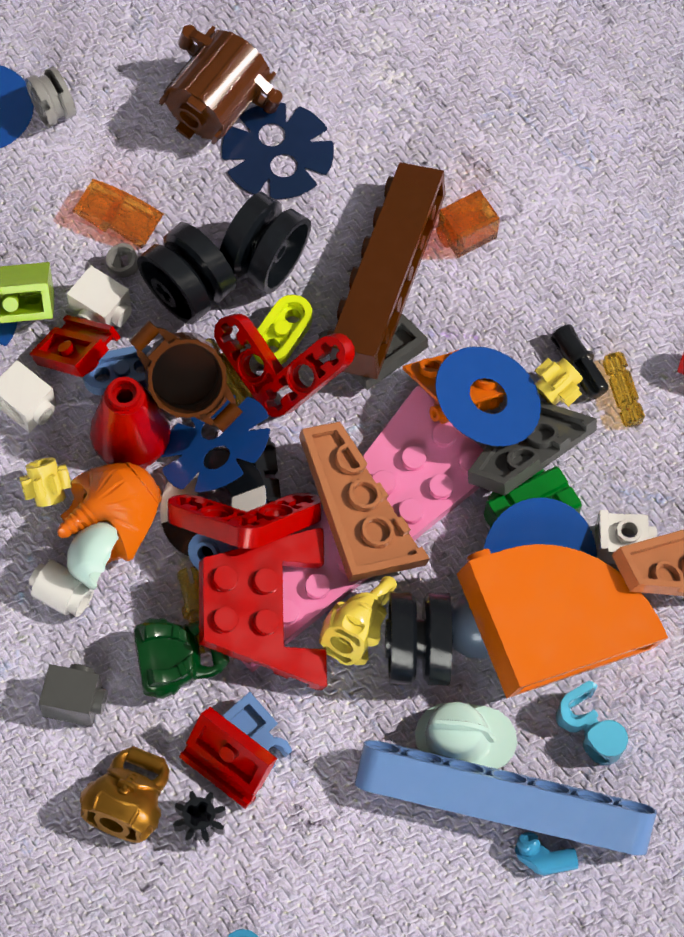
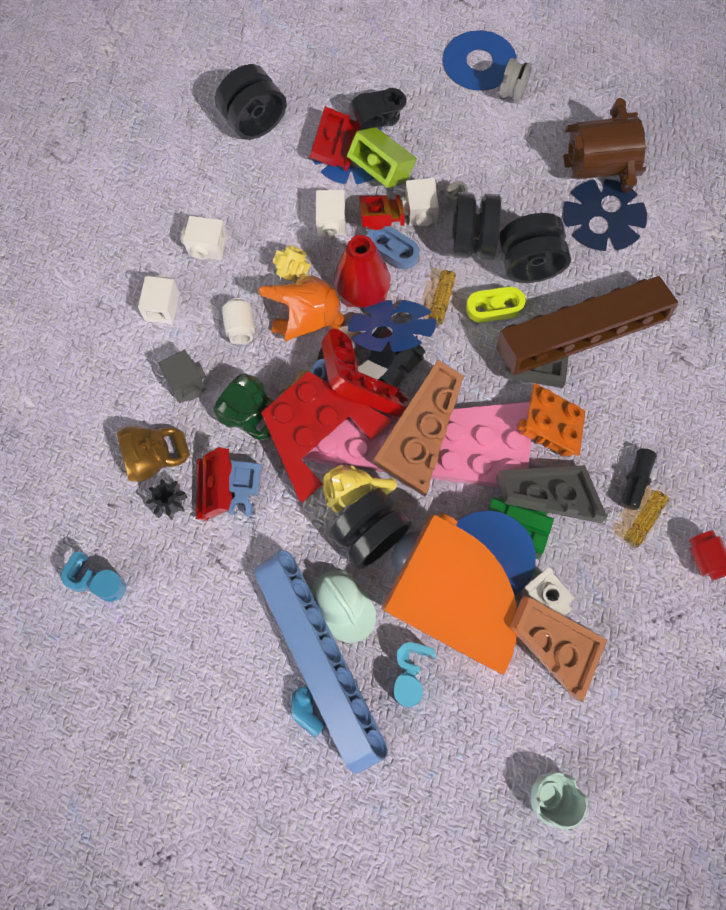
camera: 55 degrees right, 5 degrees up
(91, 552) = (263, 316): light aqua hair -> none
(118, 210) = (484, 168): clear orange slope -> none
(186, 376) = (408, 271): reddish brown container -> none
(274, 376) = (467, 281): red beam -> none
(467, 224) = (661, 345): clear orange brick -> none
(497, 429) = (531, 446): blue sticker -> none
(558, 382) = (610, 476): light yellow gear -> none

